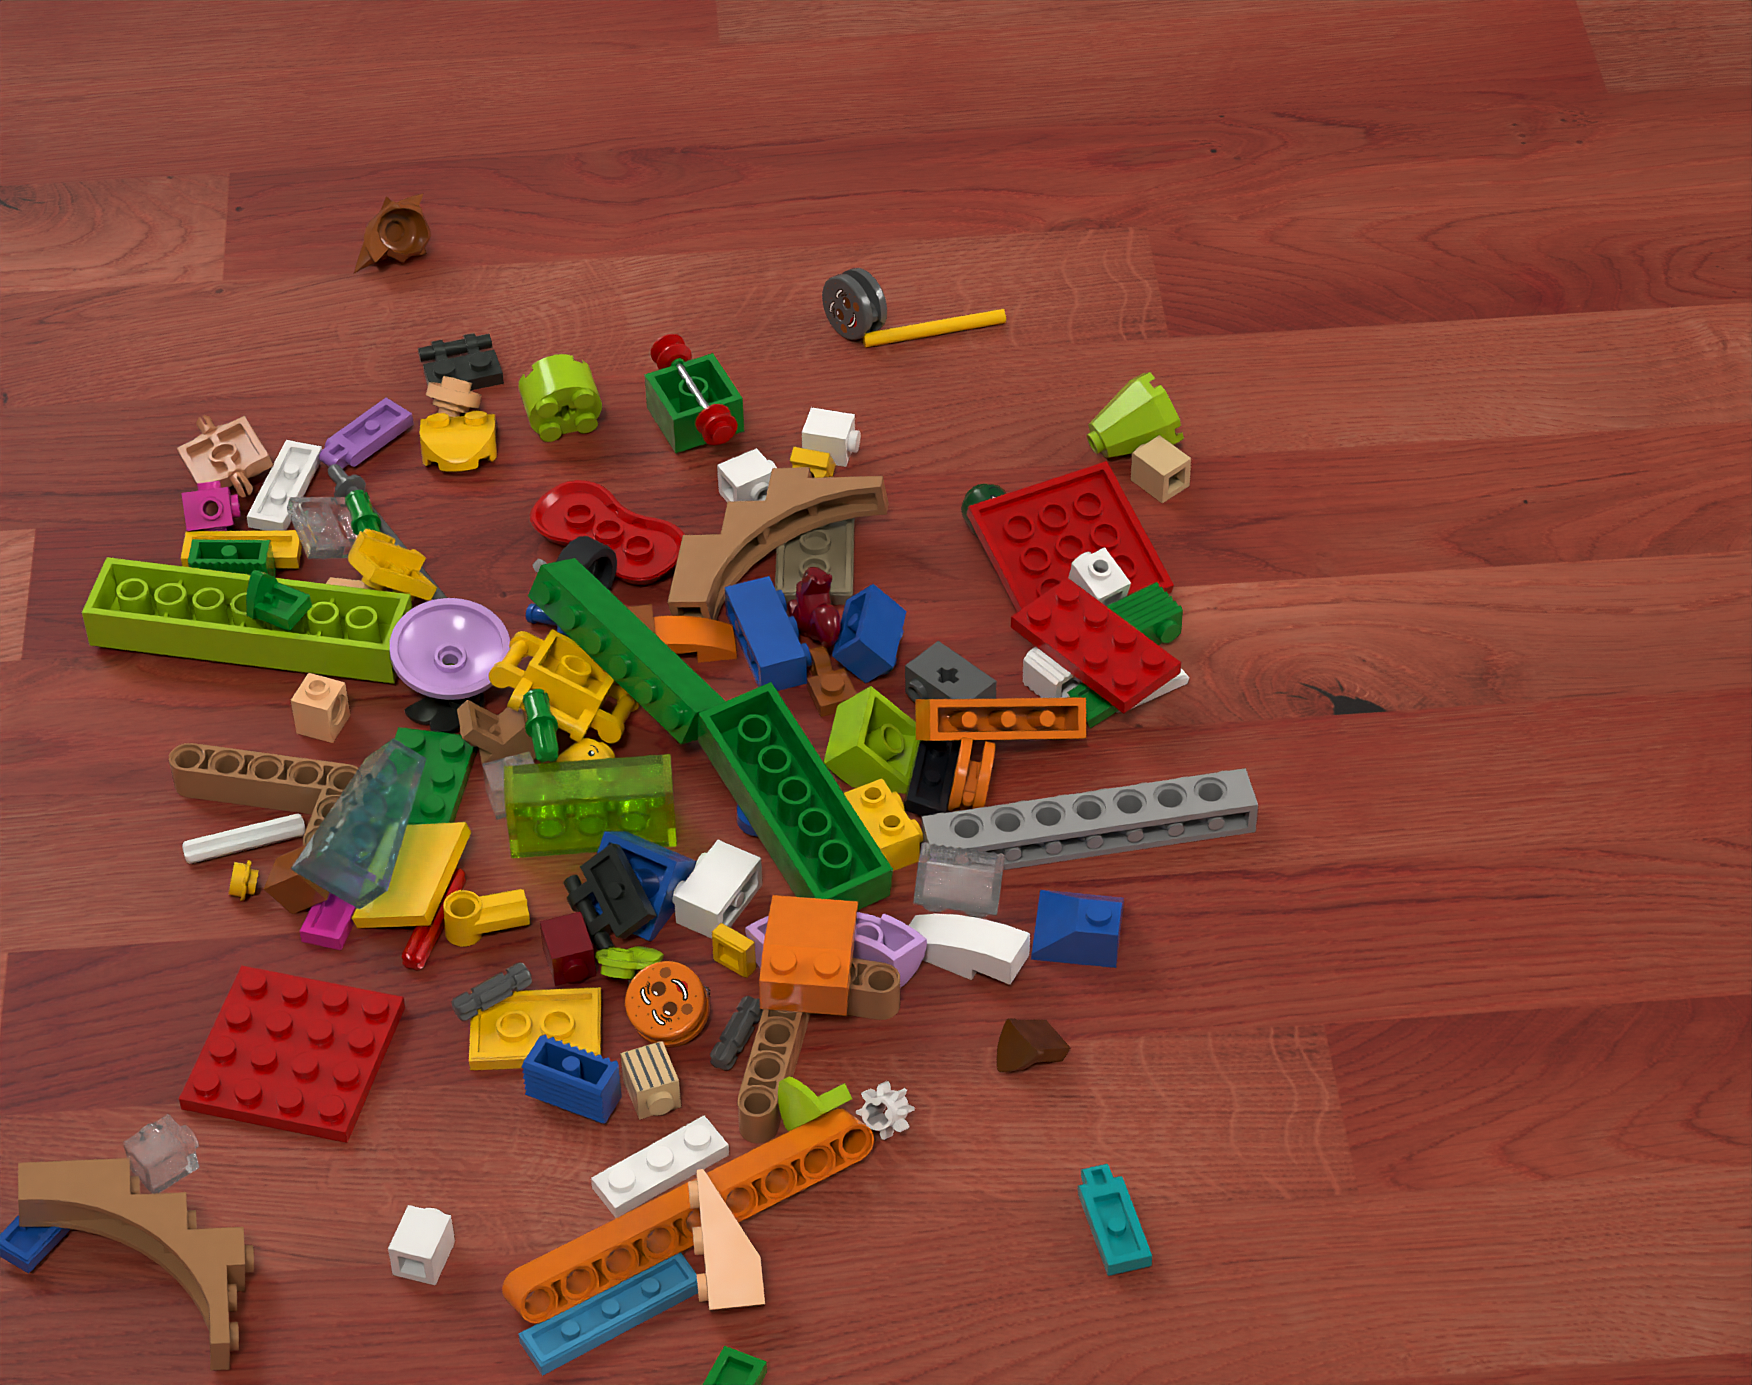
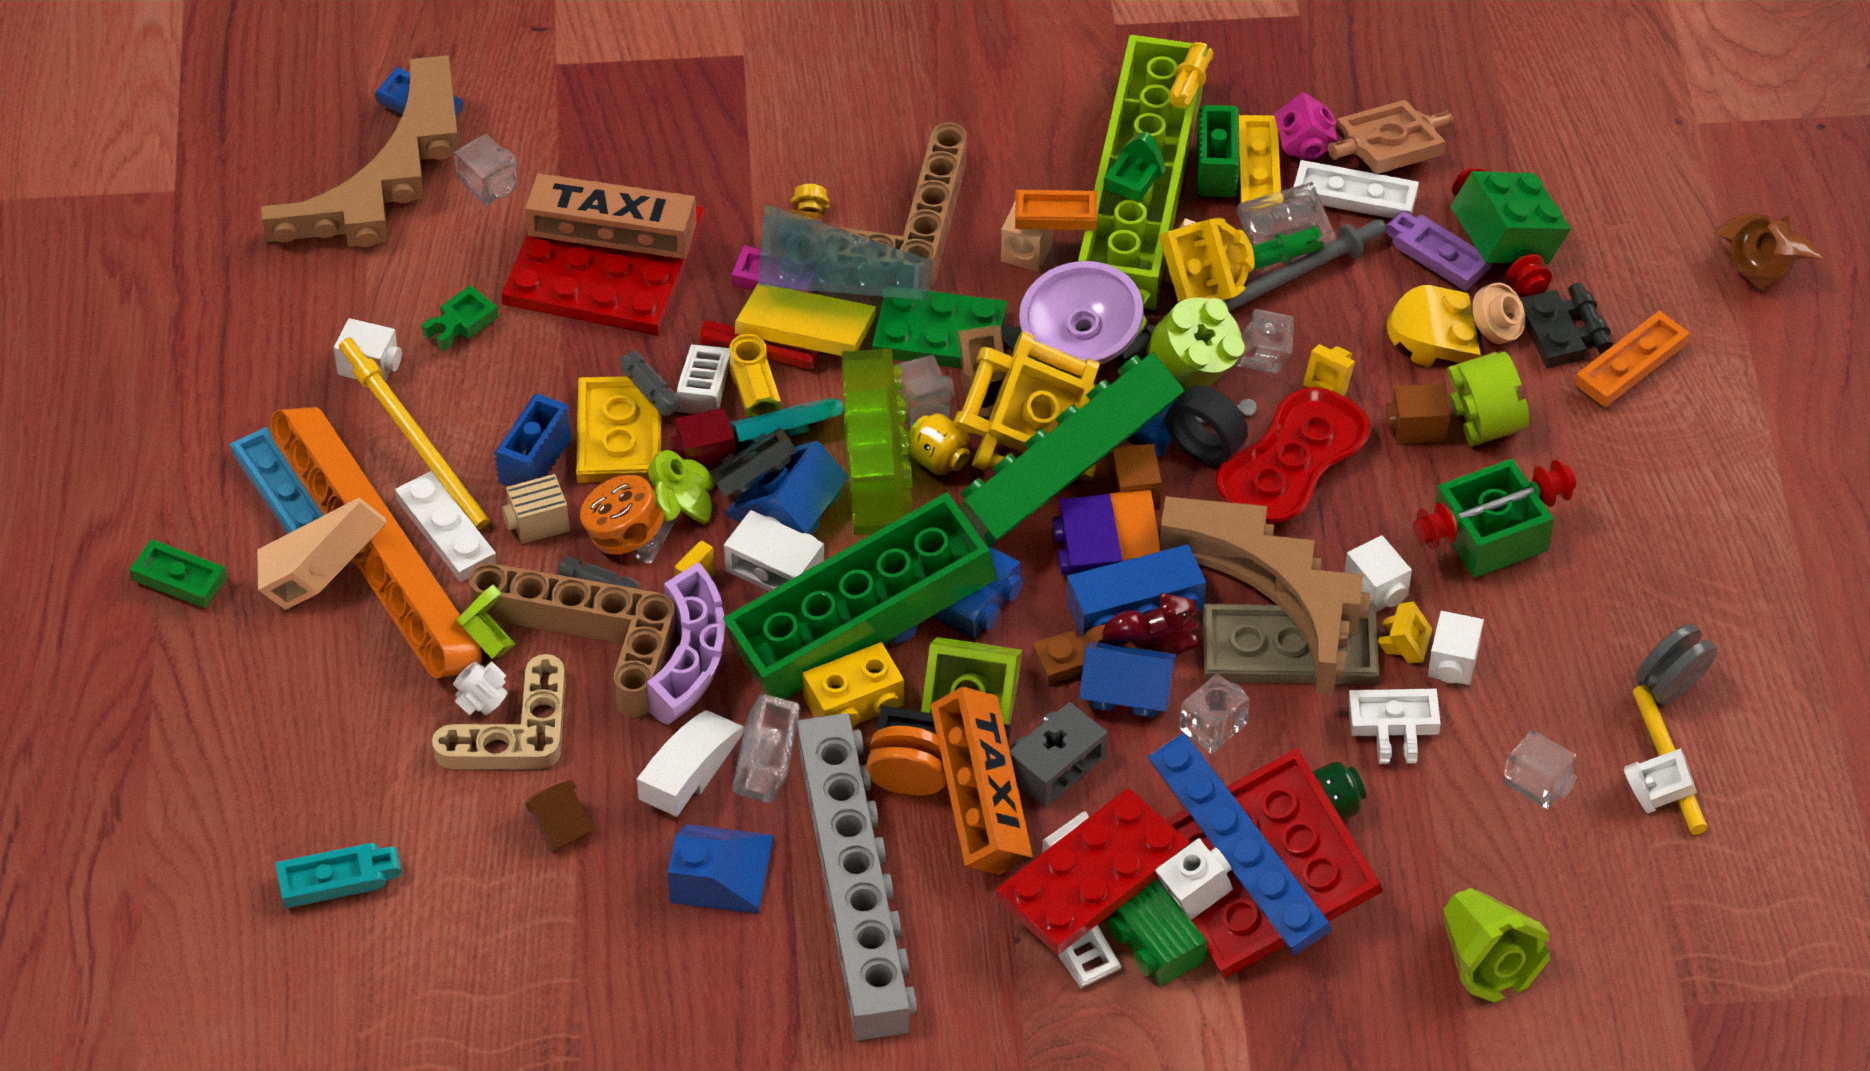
camera: 90 degrees right, 5 degrees up
(158, 559) = (1190, 75): none -> yellow axle
(244, 838) = (864, 194): white axle -> none
(265, 1022) = (611, 216): none -> nougat brick
(319, 660) = (1056, 210): none -> orange tile
(349, 378) = (1512, 223): none -> green brick
(375, 1162) = (462, 314): none -> green plate
(475, 1220) = (370, 376): none -> yellow bar
(480, 538) = (1267, 341): none -> clear brick
(486, 576) = (1197, 341): none -> lime brick
(502, 947) = (697, 399): none -> white slope
(508, 323) = (1632, 358): none -> orange plate
(510, 504) = (1329, 369): none -> yellow tile
(541, 725) = (936, 370): green axle -> none
(541, 883) = (792, 420): none -> teal hinge
(565, 450) = (1418, 414): none -> dark orange brick
(716, 658) = (1086, 533): none -> dark purple brick
(808, 955) = (649, 602): orange slope -> none
(903, 582) = (1214, 727): none -> clear brick
(907, 477) = (1394, 713): none -> white hinge
(934, 1082) = (521, 738): none -> tan beam
(955, 393) = (1540, 769): none -> clear brick
(962, 328) = (1660, 780): none -> white tile
(1054, 554) = (1241, 843): none -> blue plate
(1160, 469) = (1418, 968): tan brick -> none

